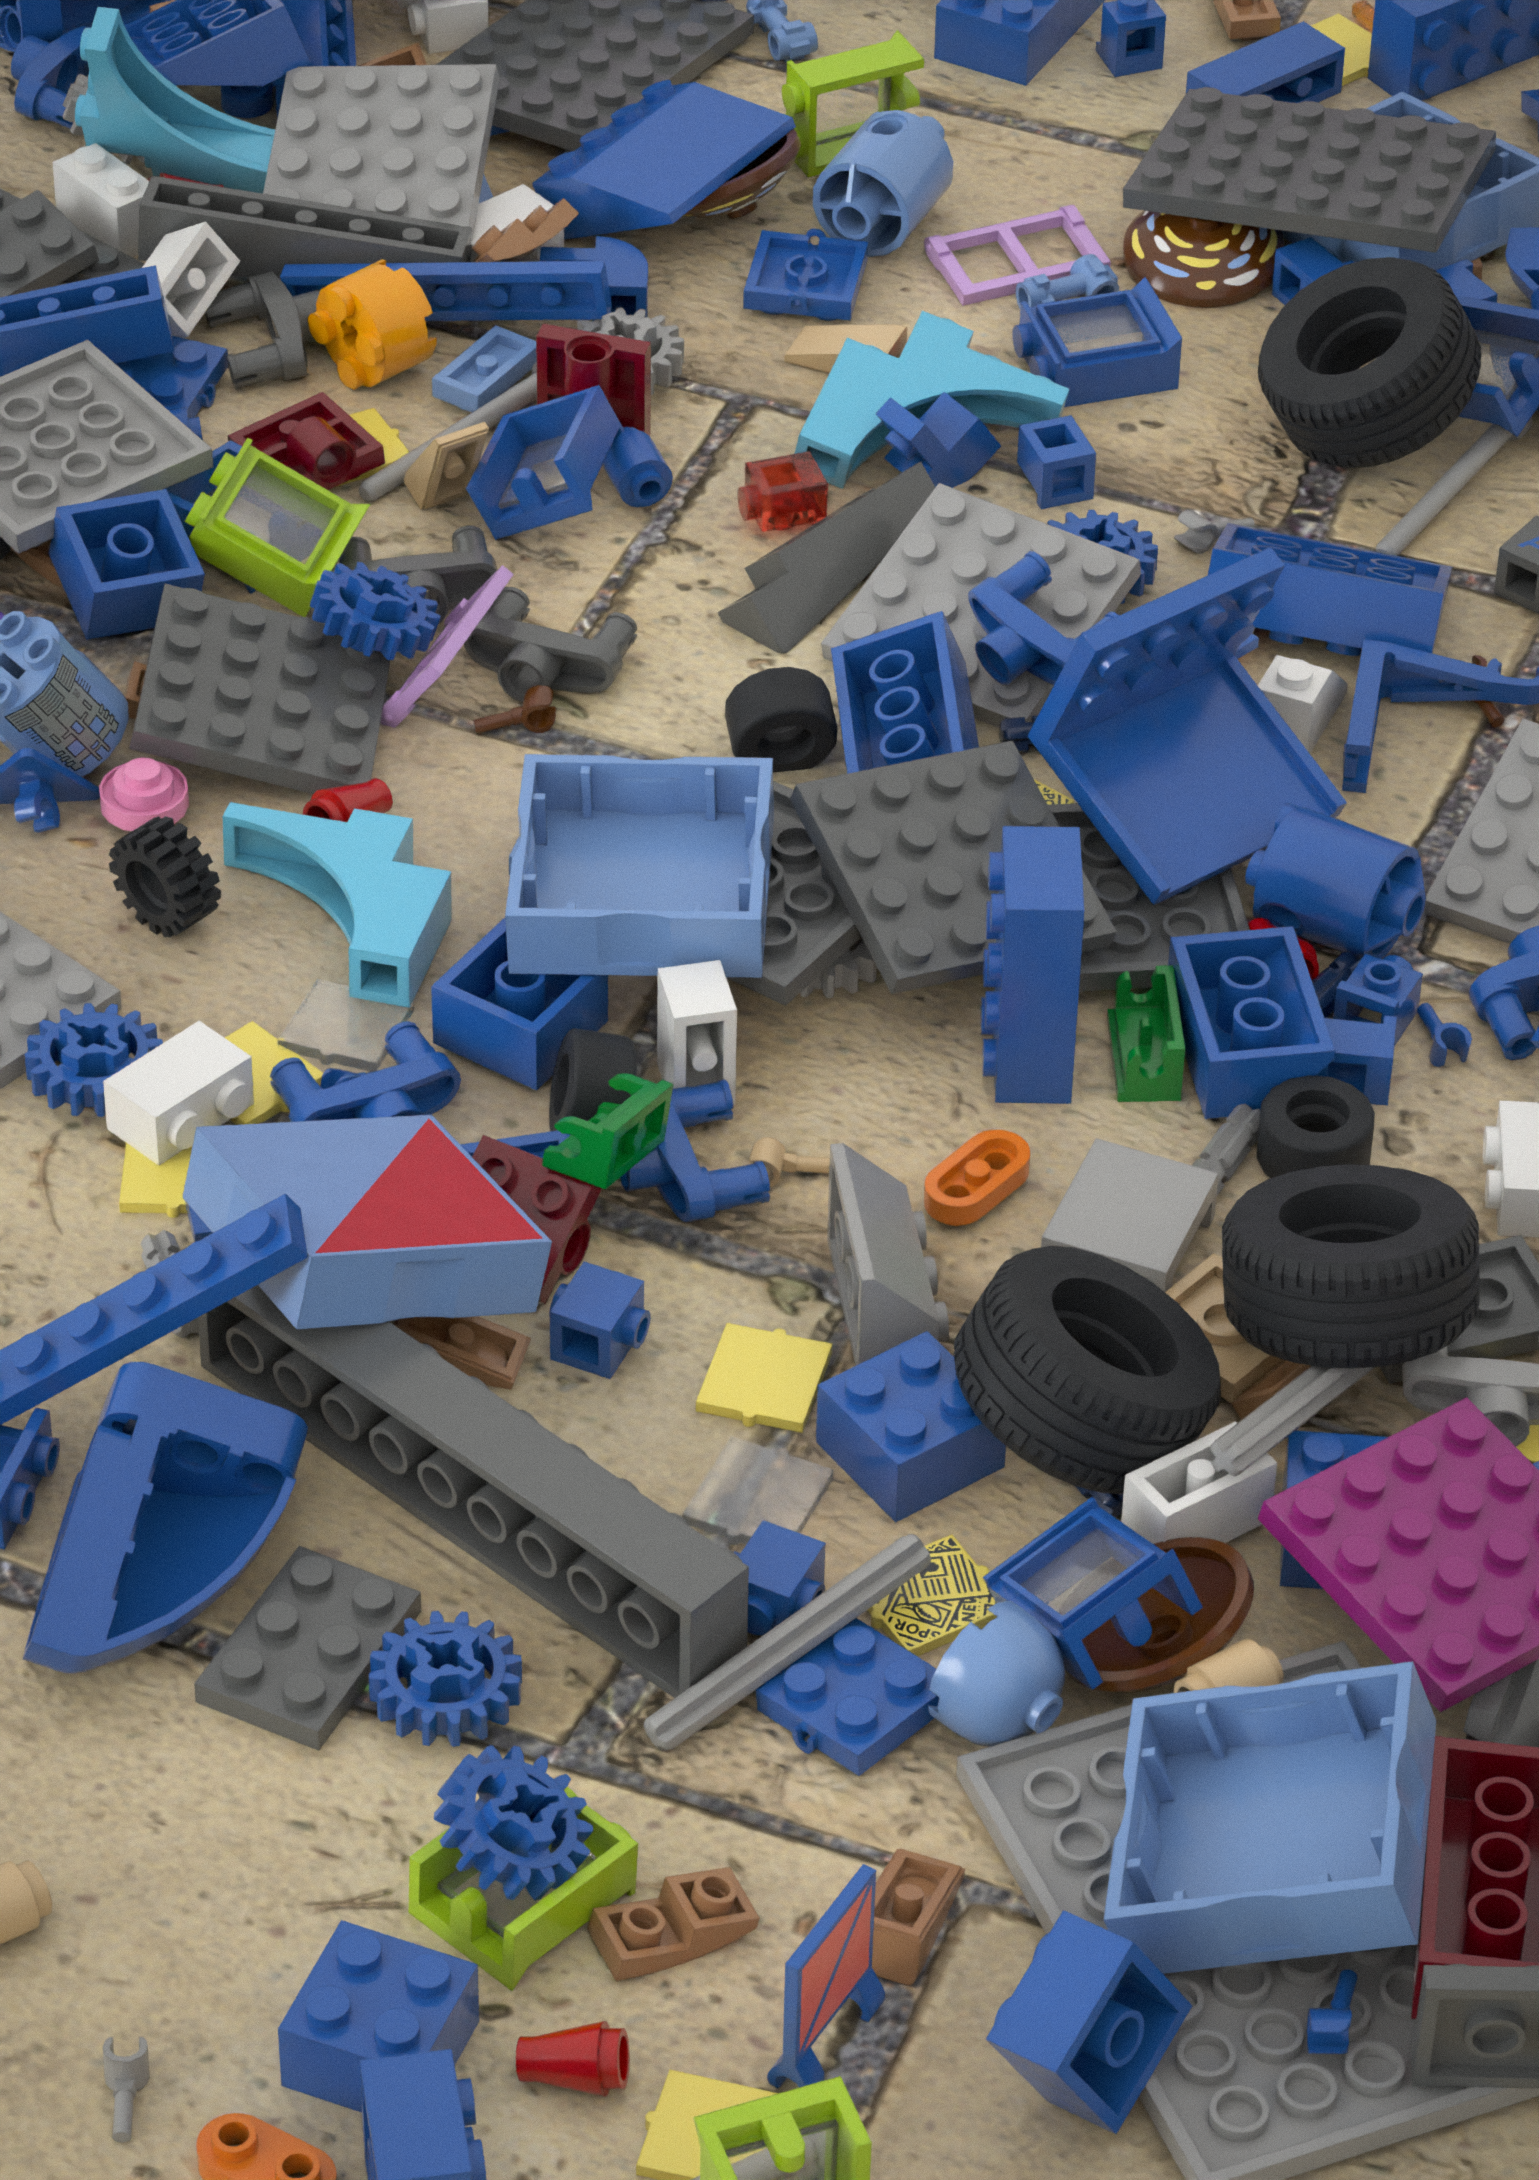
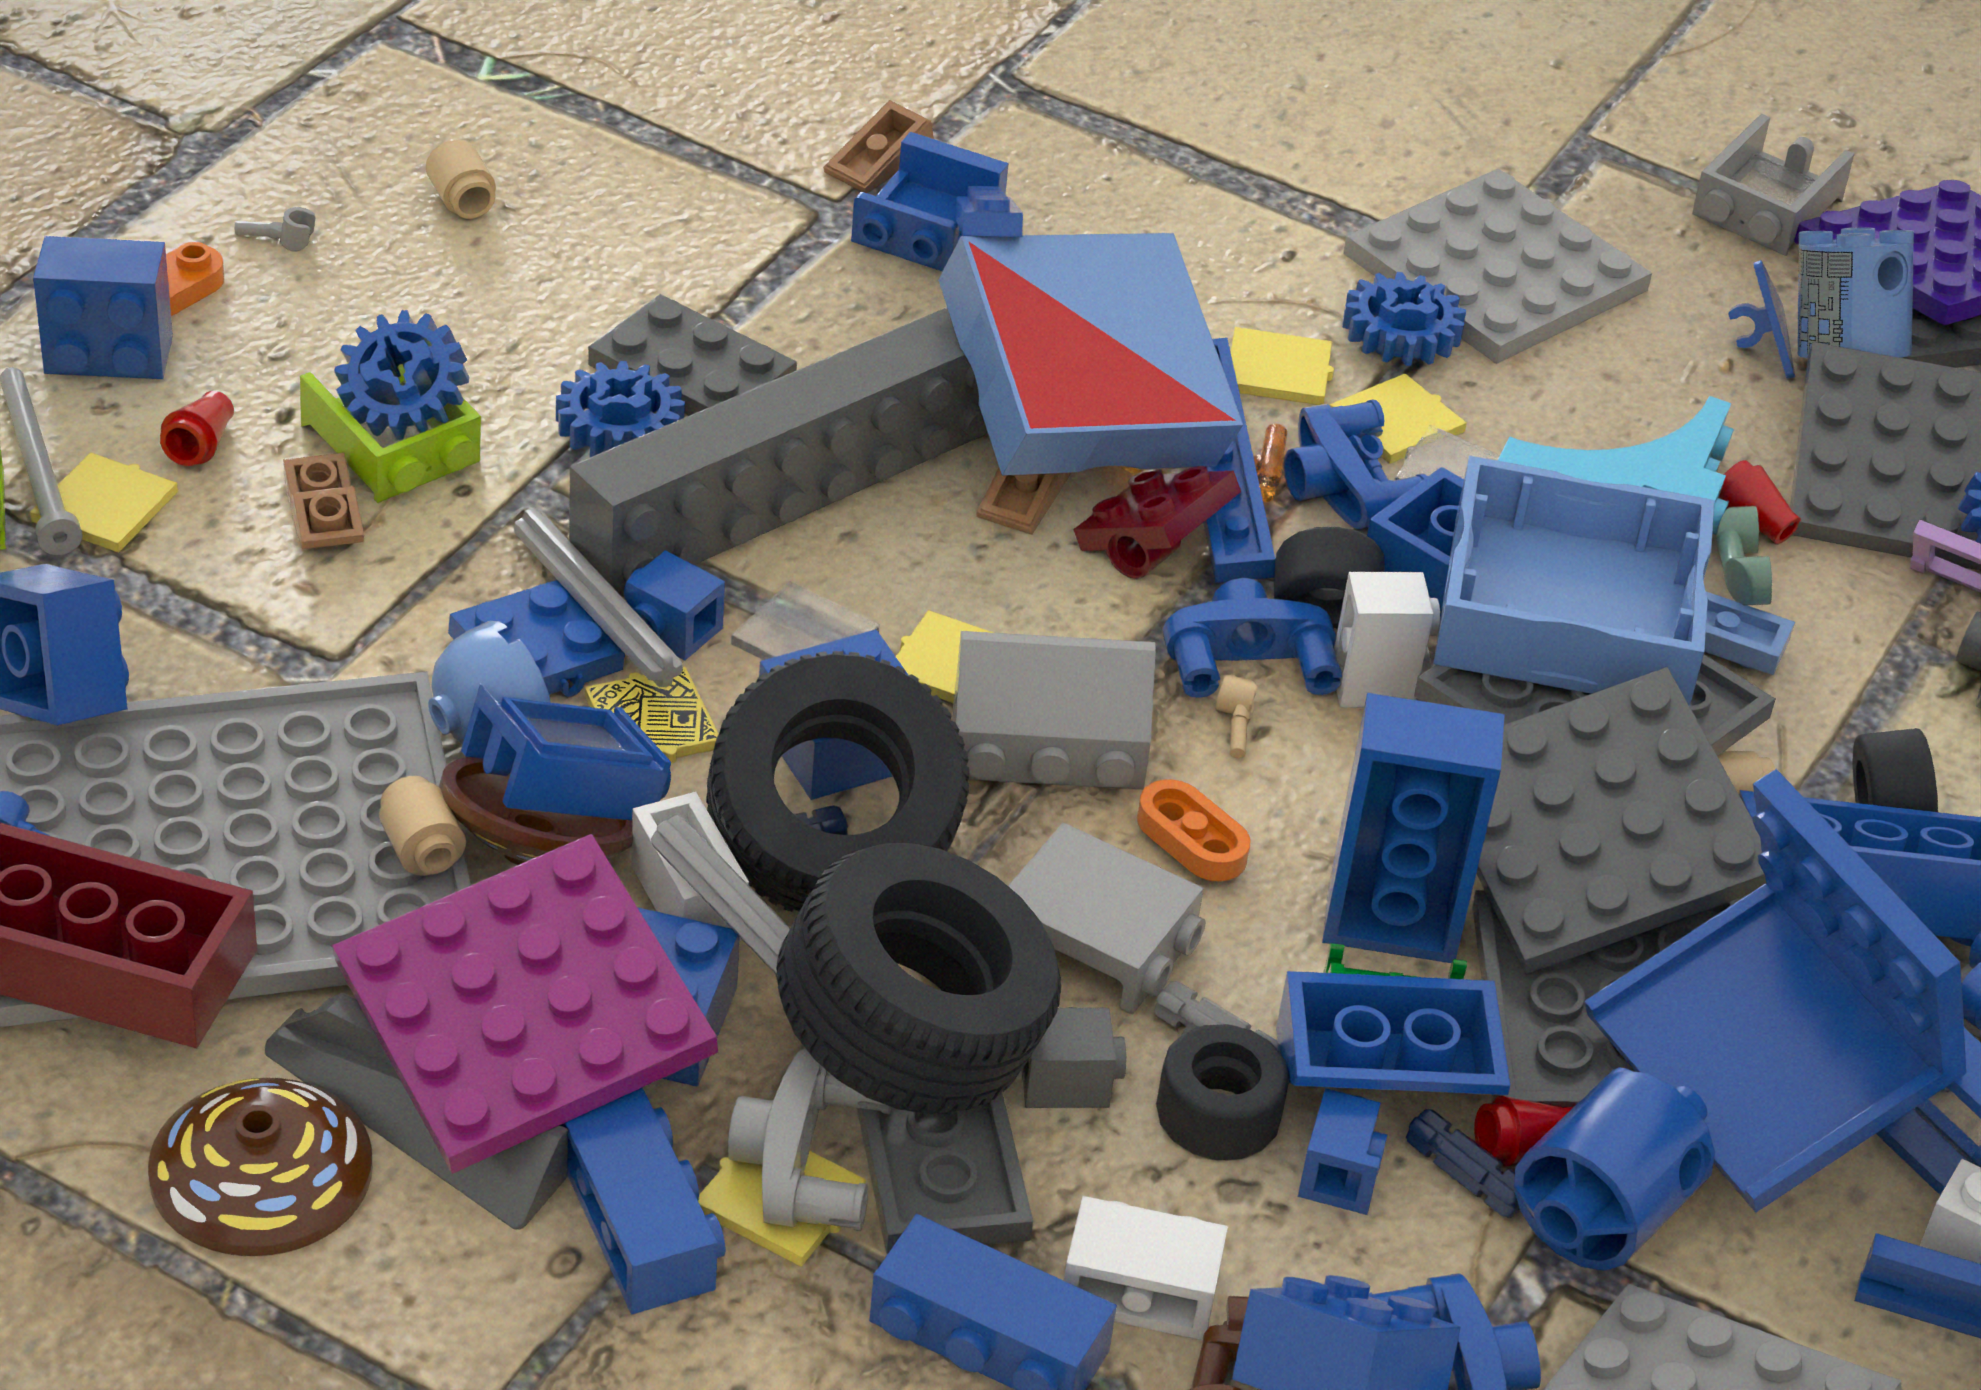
camera: 95 degrees right, 0 degrees up
(142, 791) = (1769, 385): bright pink plate -> none
(161, 1515) = (813, 258): blue panel -> none
(164, 876) = (1630, 361): black tyre -> none
(178, 1087) = (1346, 347): white brick -> none
(371, 2002) = (264, 328): blue brick -> none
(499, 810) = (1745, 577): none -> sand green bar
(534, 713) = (1928, 648): reddish brown hand -> none
(597, 1320) = (1029, 551): blue brick -> none
(616, 1136) = (1213, 541): green hinge -> none
(823, 1974) = (166, 506): flag -> none
(910, 1911) = (284, 631): medium nougat slope -> none
(1274, 1820) = (200, 774): medium blue tile -> none
(1381, 986) = (1443, 1197): blue brick -> none
(1444, 1036) = (1380, 1257): blue hand -> none

